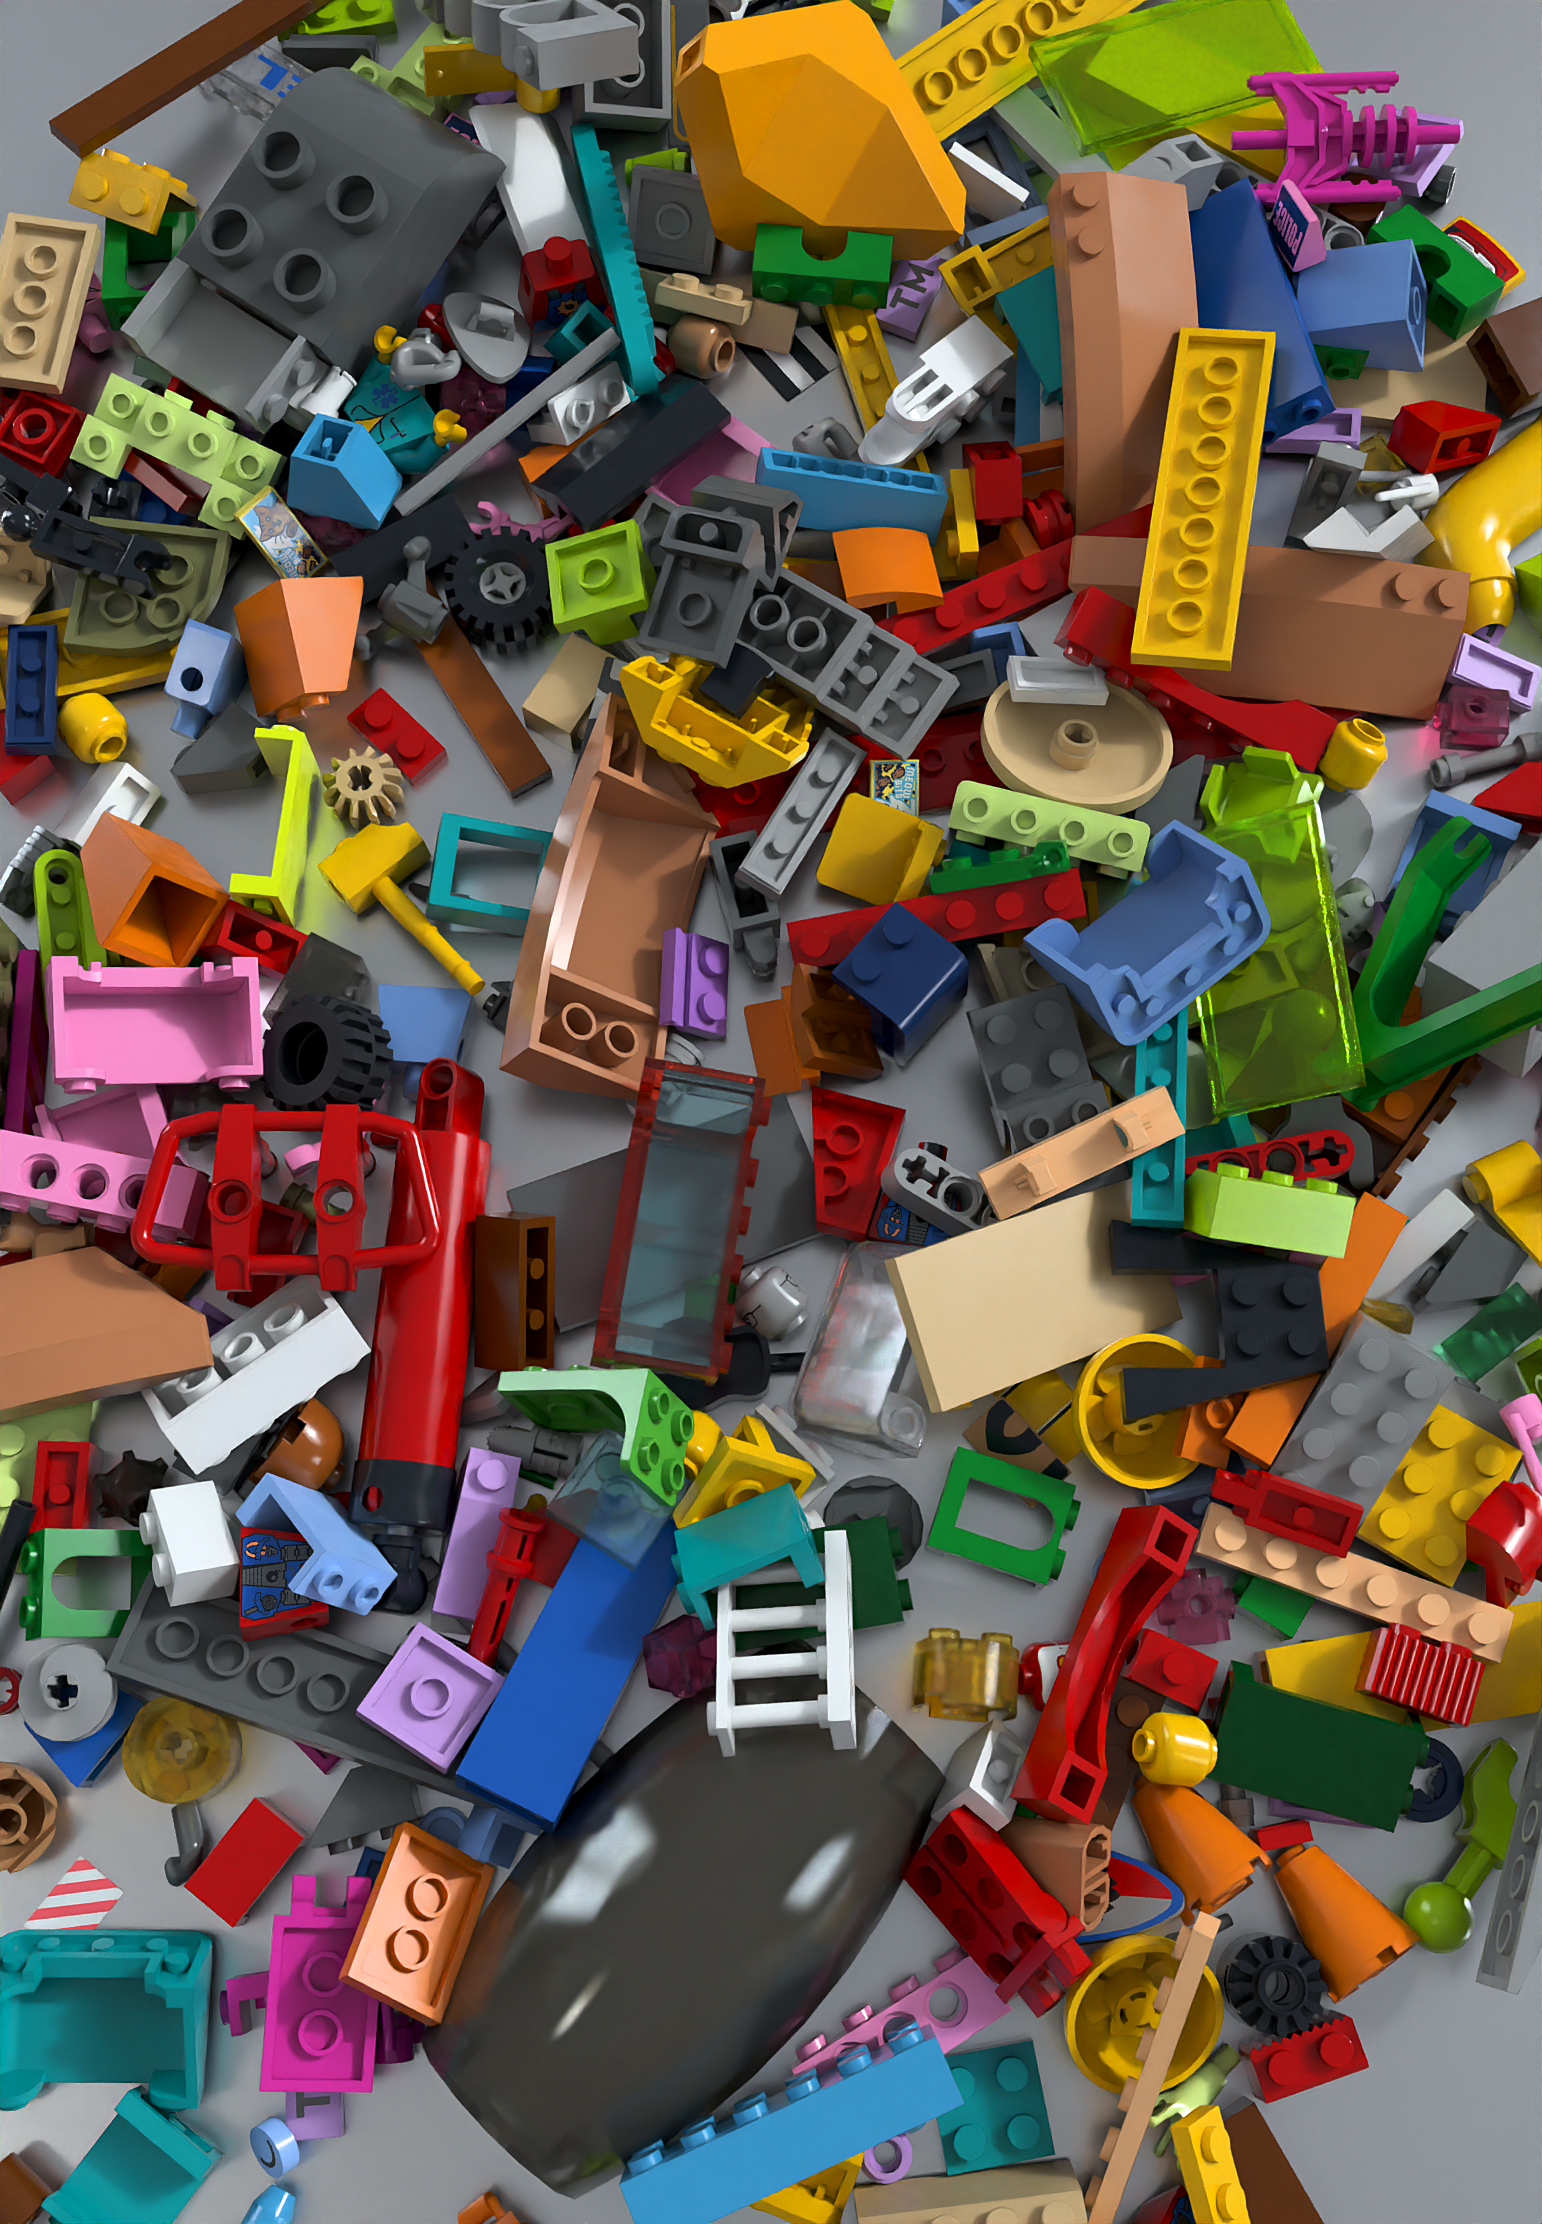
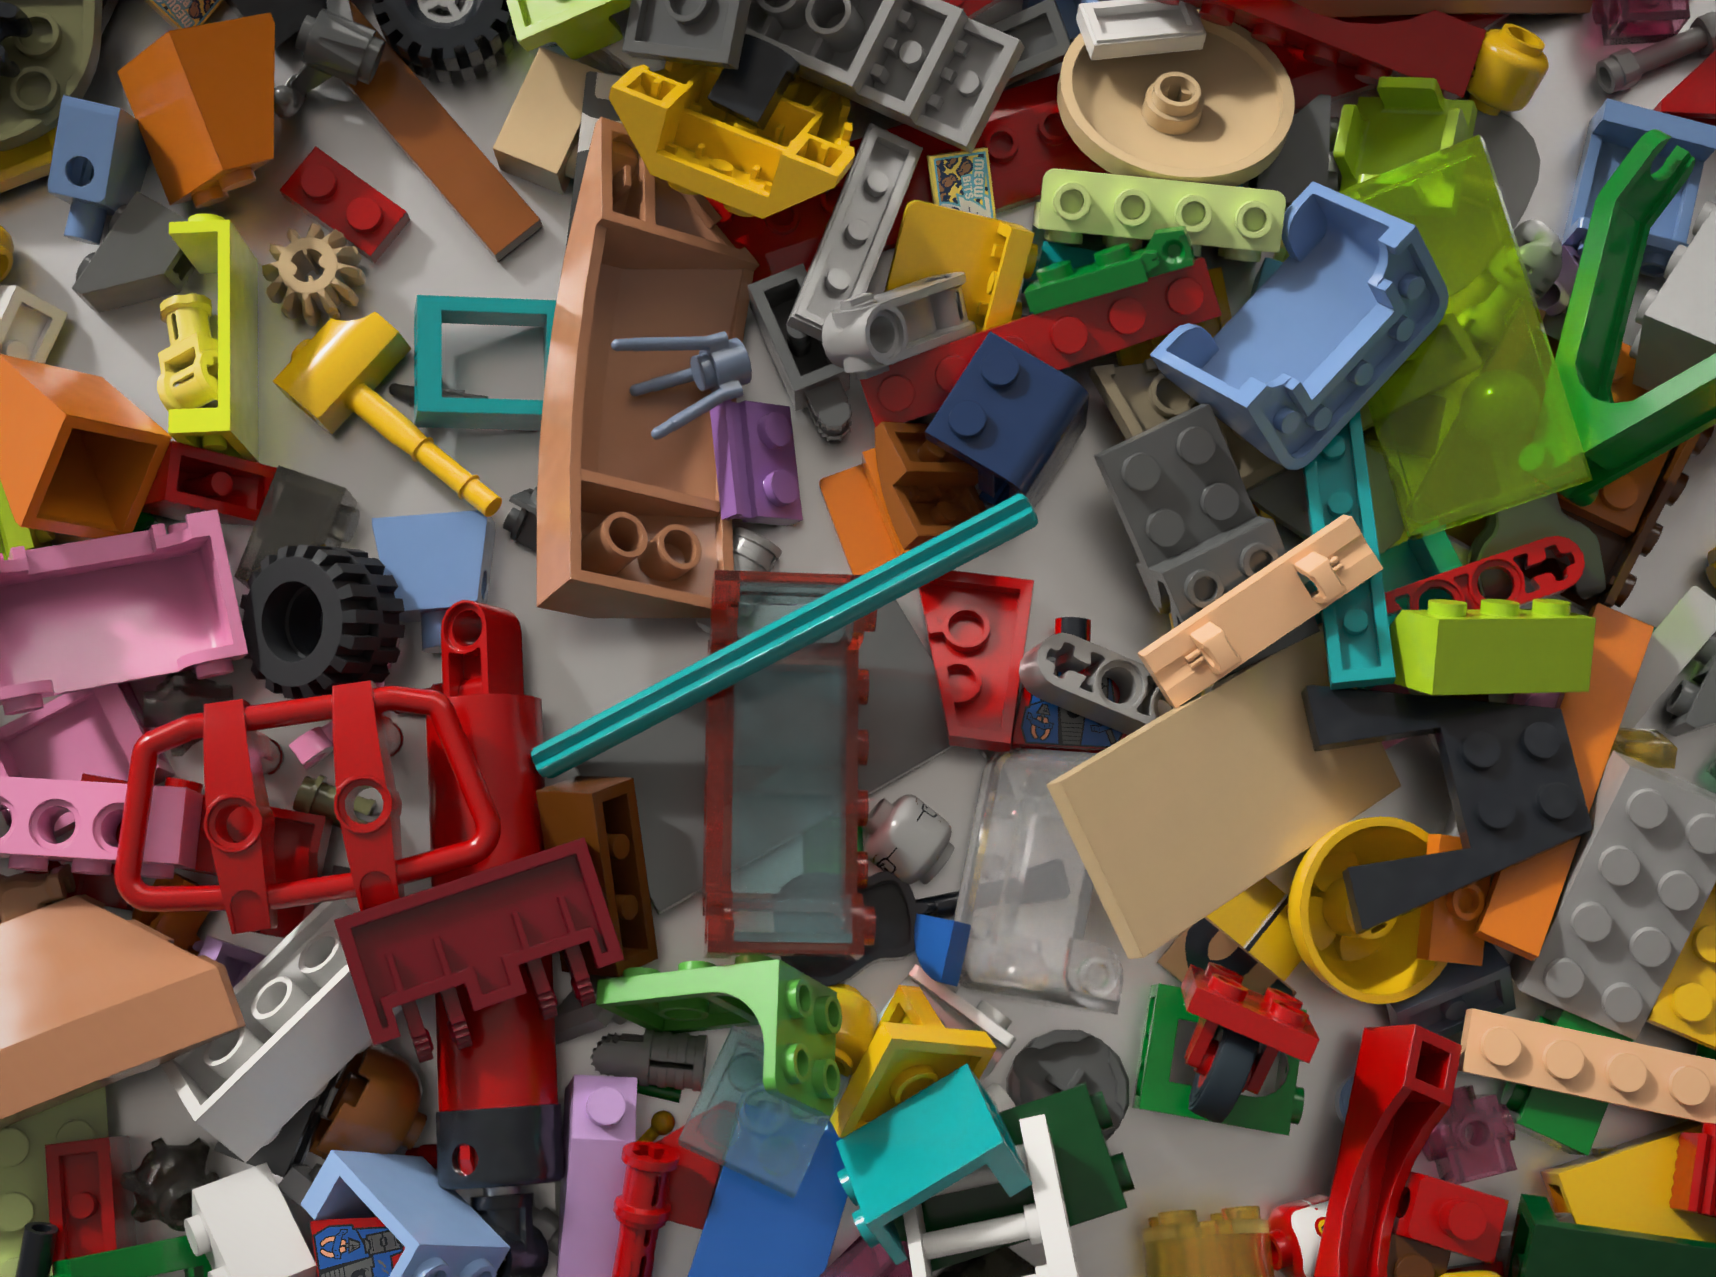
camera: 10 degrees left, 5 degrees up
(256, 836) = (191, 354): none -> light yellow connector
(411, 1318) = (477, 937): none -> dark red hinge
(676, 903) = (719, 366): none -> sand blue plant
(693, 1118) = (785, 636): none -> teal axle
(784, 1389) = (941, 947): none -> blue tile
(805, 890) = (896, 324): none -> light grey piece
(1001, 1512) = (1238, 1037): none -> red plate
(1290, 1509) = (1569, 1006): red hinge -> none

